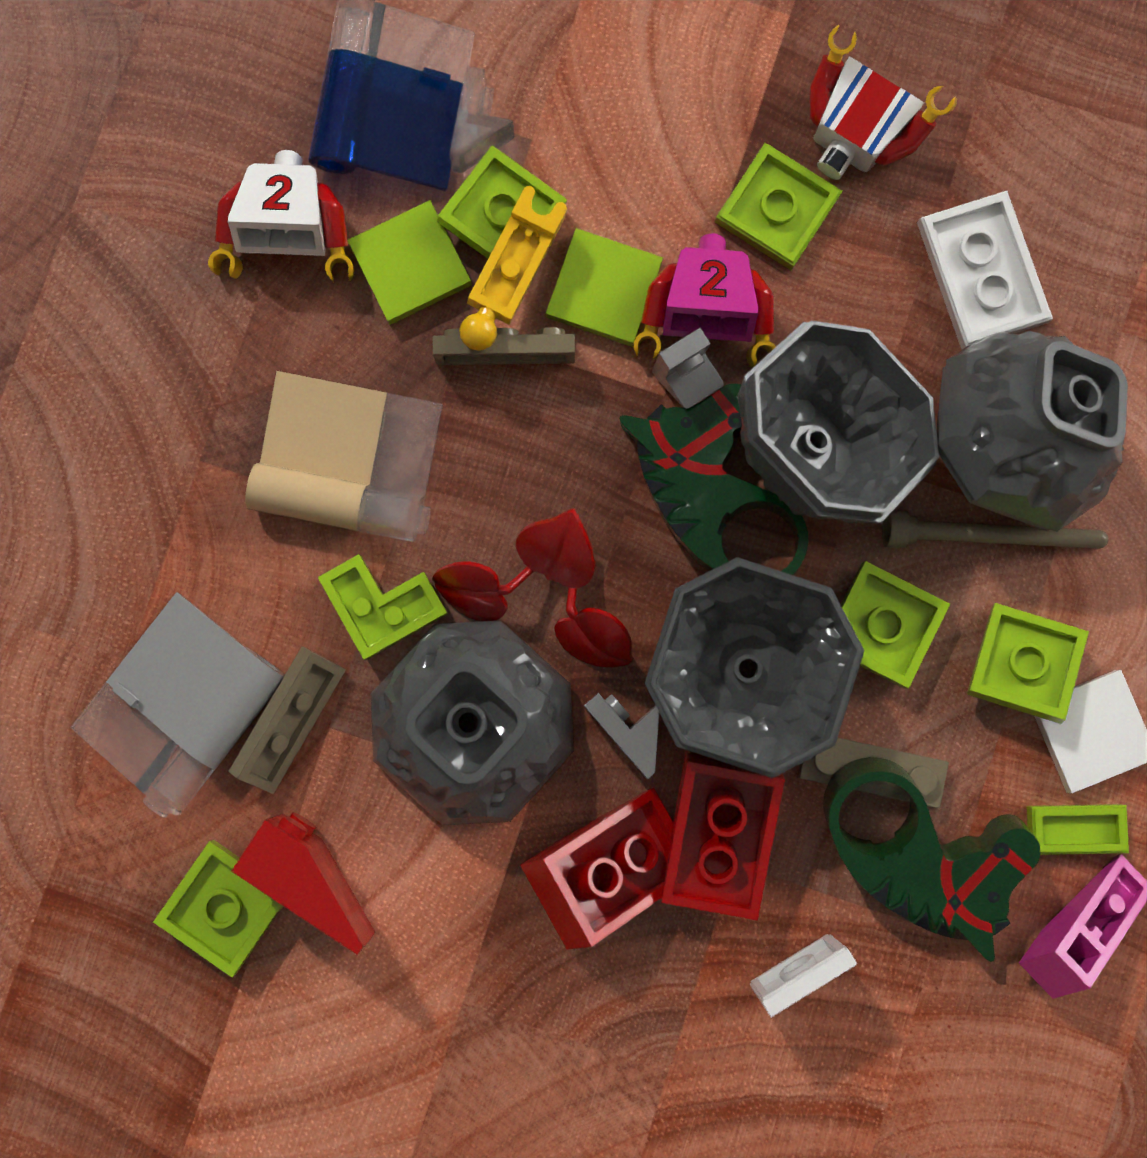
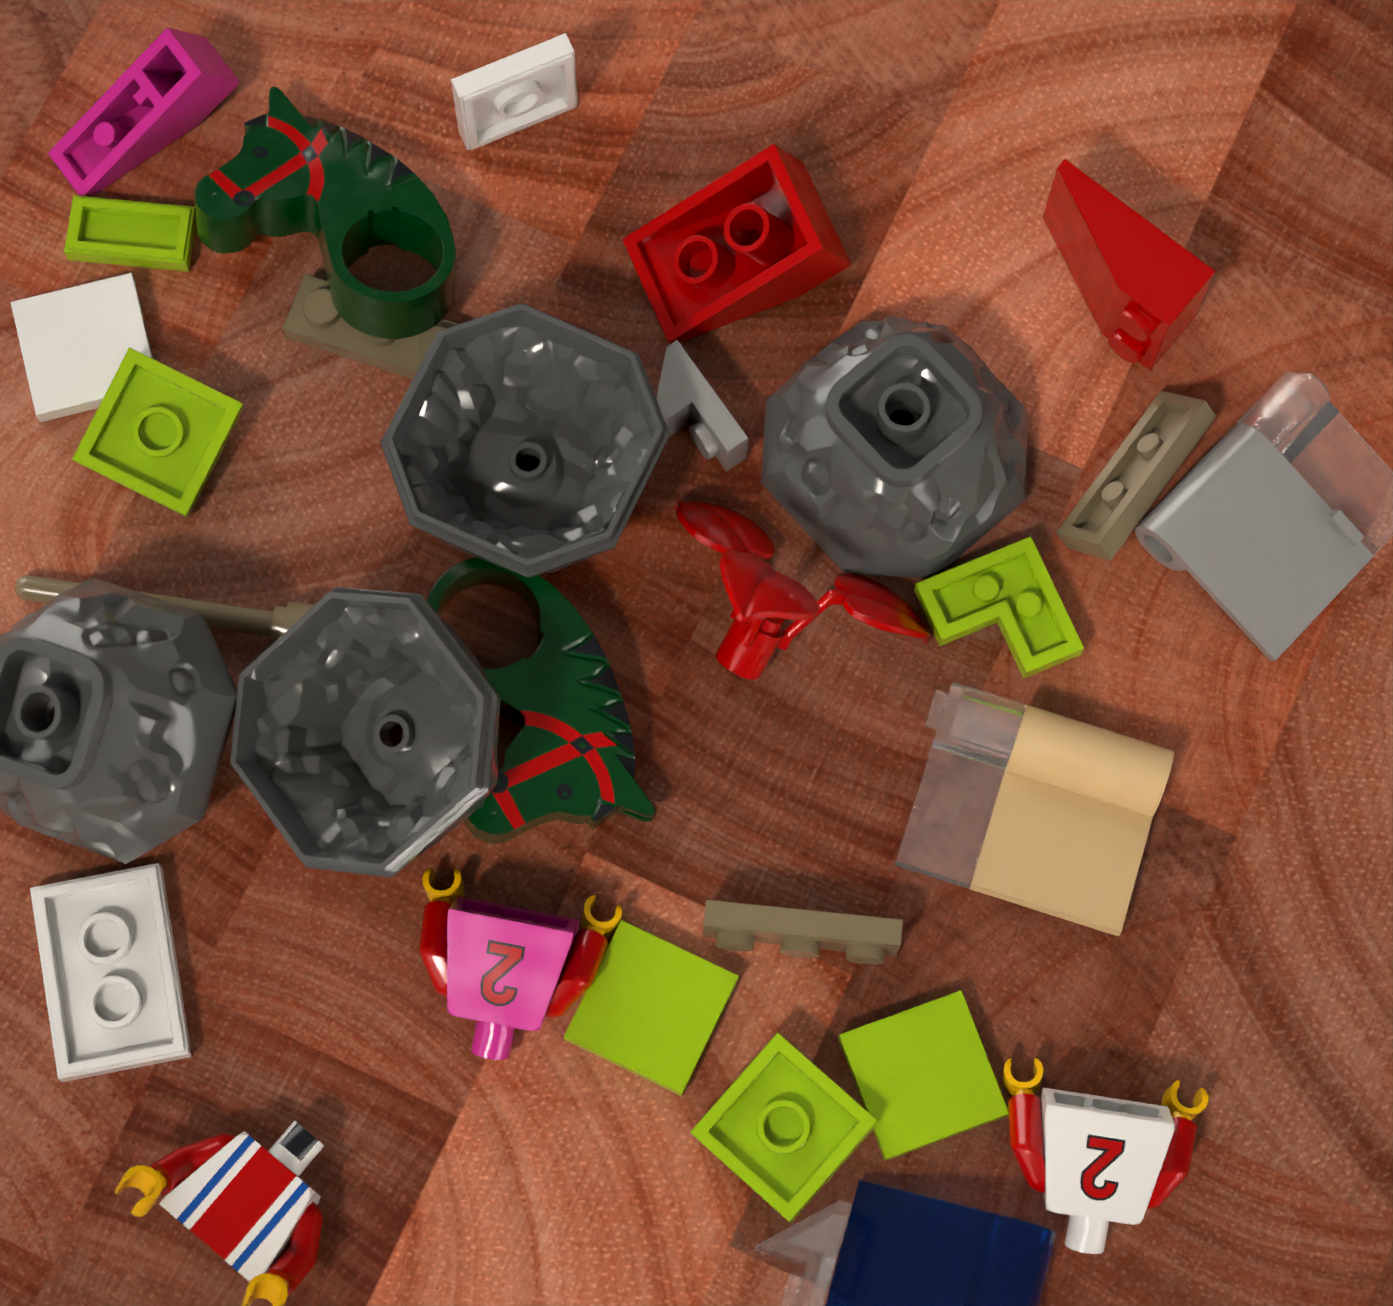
camera: 170 degrees left, 10 degrees down
(218, 911) = (1253, 257): lime plate -> none
(510, 269) = (783, 1020): yellow plate -> none
(687, 370) = (553, 859): light grey slope -> none
(721, 837) = (595, 252): red slope -> none
(778, 206) = (387, 1098): lime tile -> none
(892, 622) = (332, 506): lime plate -> none

